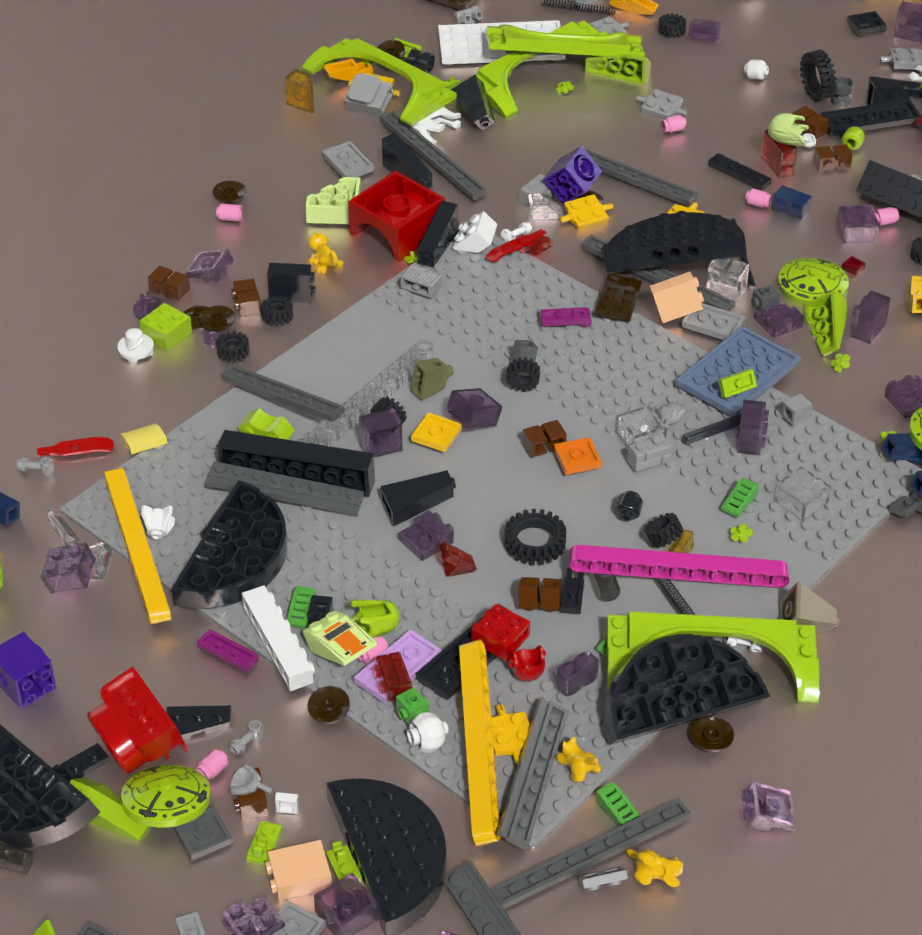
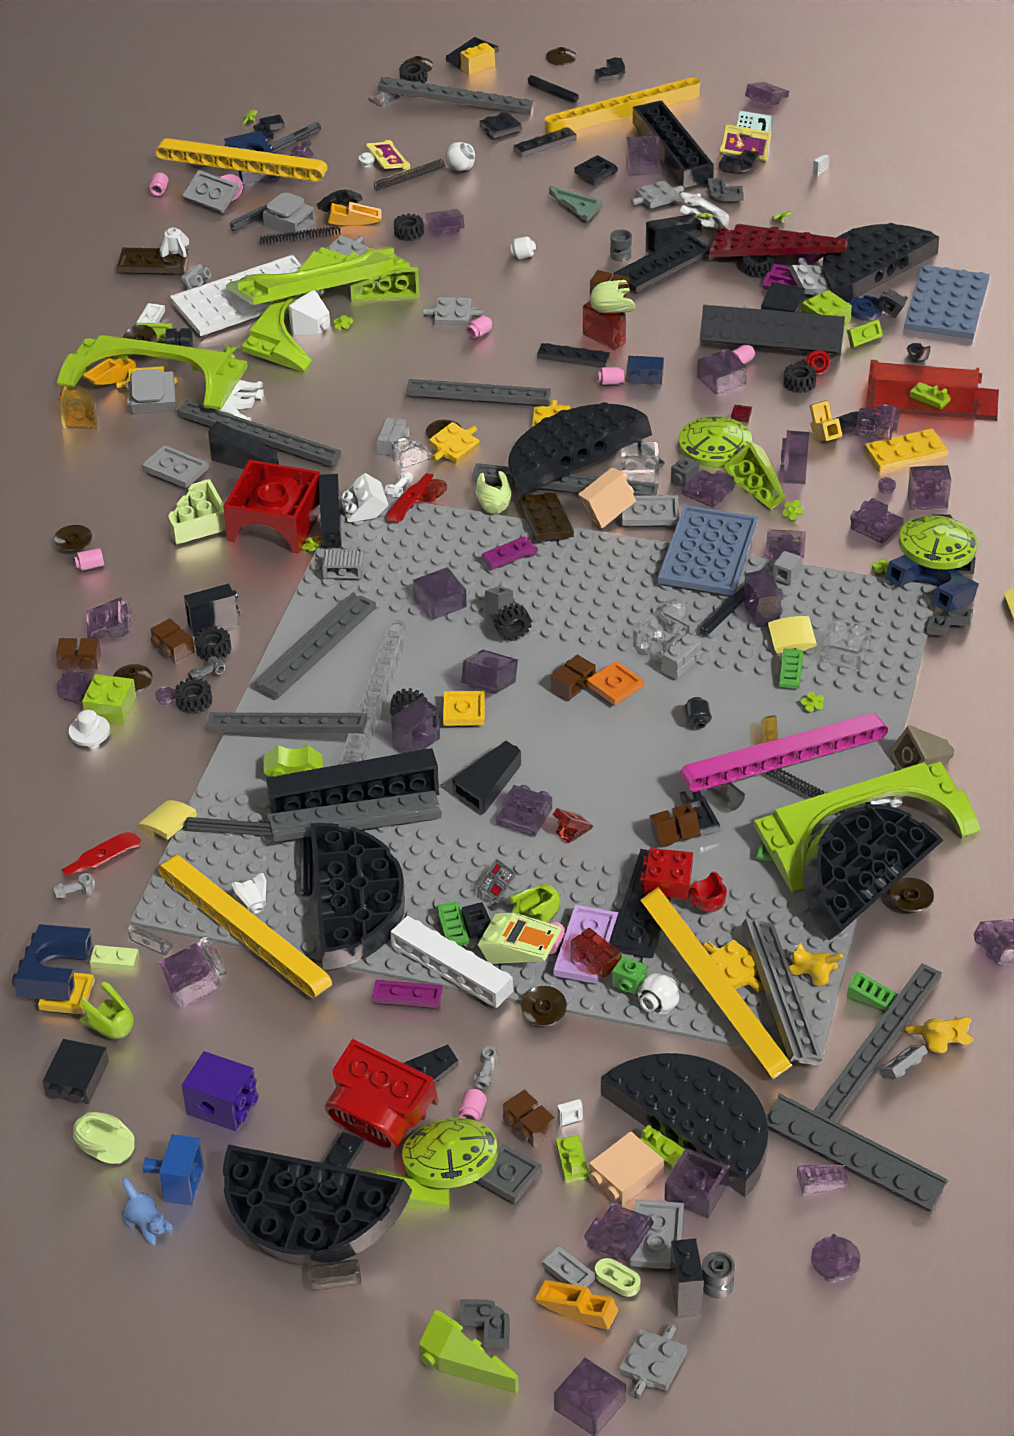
camera: 25 degrees left, 0 degrees up
(27, 533) = (114, 958): none -> yellowish green plate
(180, 459) = (228, 826): none -> black axle
(217, 317) = (156, 671): dark brown dish -> none
(246, 781) = (526, 1105): light grey piece -> none
(267, 329) = (213, 664): none -> dark grey bar
(324, 257) = (222, 570): yellow animal -> none
(354, 338) = (315, 645): none -> dark grey plate
(360, 585) = (495, 882): none -> slope
(415, 35) = (152, 313): none -> white plate
(430, 377) = (422, 657): olive torso -> none
(475, 102) = (267, 365): black slope -> none
(482, 330) = (439, 593): none -> clear purple brick
(535, 72) = (308, 315): none -> white slope
(535, 553) = (634, 757): black tyre -> none
(572, 175) = (423, 409): dark purple brick -> none
(577, 673) = (760, 885): clear purple brick -> none
(583, 268) = (493, 498): none -> yellowish green hair
(663, 530) = (746, 723): black tyre -> none
(737, 383) = (721, 560): lime plate -> none
(762, 467) = (792, 633): none -> light yellow slope
(813, 388) = (785, 540): none -> clear purple plate
(826, 161) = (650, 318): reddish brown piece -> none
(827, 85) = (598, 221): black tyre -> none
(834, 48) = (580, 204): none -> sand green wing
(853, 138) = (661, 288): lime head -> none

